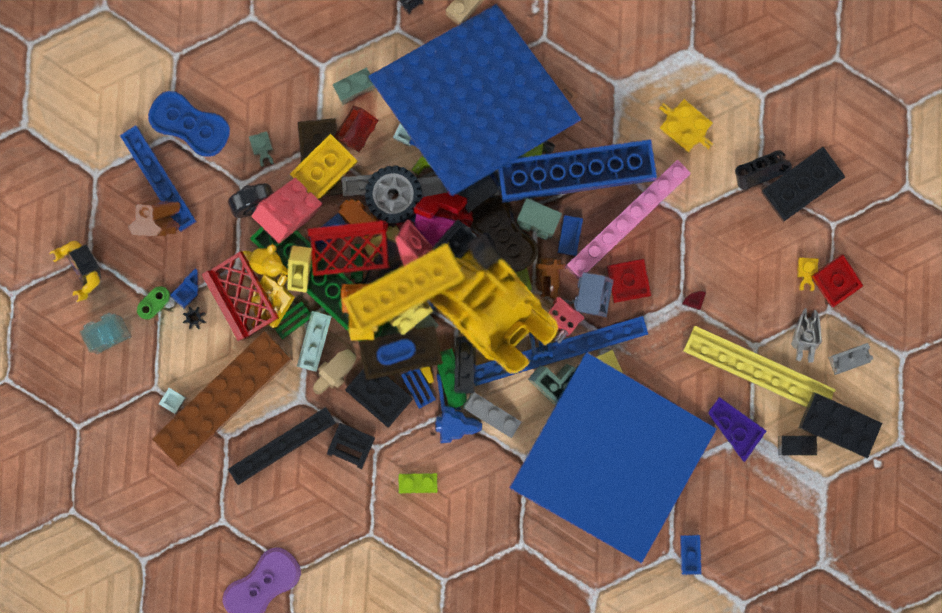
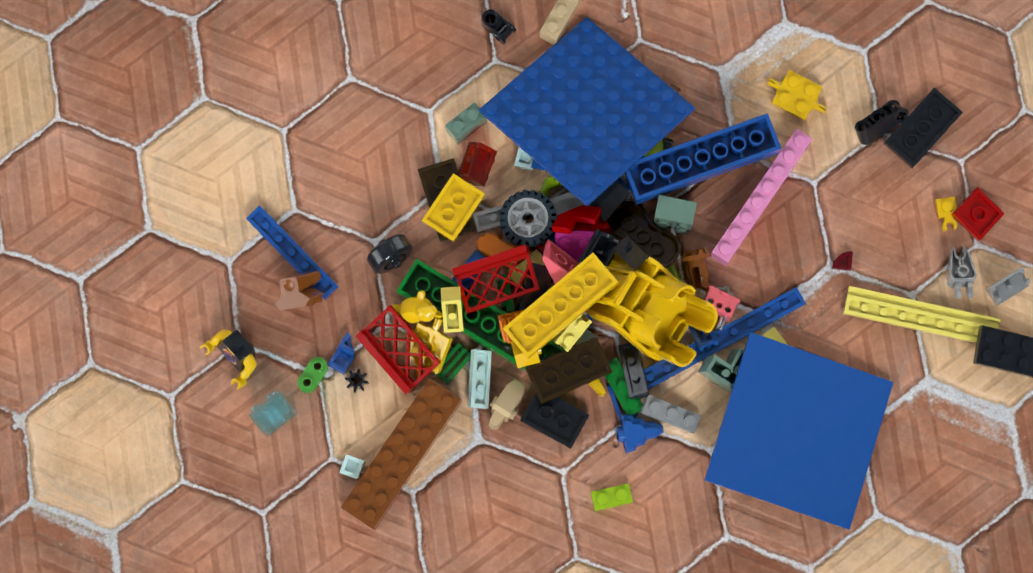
camera: 10 degrees left, 5 degrees down
(201, 130) = (296, 188): blue plate -> none
(261, 146) = (386, 200): sand green plate -> none
(281, 446) = (469, 488): black plate -> none
(286, 210) = (427, 255): coral piece -> none
(353, 439) = (538, 467): black plate -> none
(396, 352) = (564, 369): blue tile -> none
(432, 398) = (598, 399): blue tile -> none
(570, 235) = (708, 224): blue tile -> none
(593, 294) = (744, 275): sand blue brick -> none
(629, 281) = (774, 256): red tile -> none
(690, 554) = (895, 510): blue plate -> none
(736, 427) = (912, 377): dark purple wing -> none
(797, 445) = (975, 381): black slope -> none

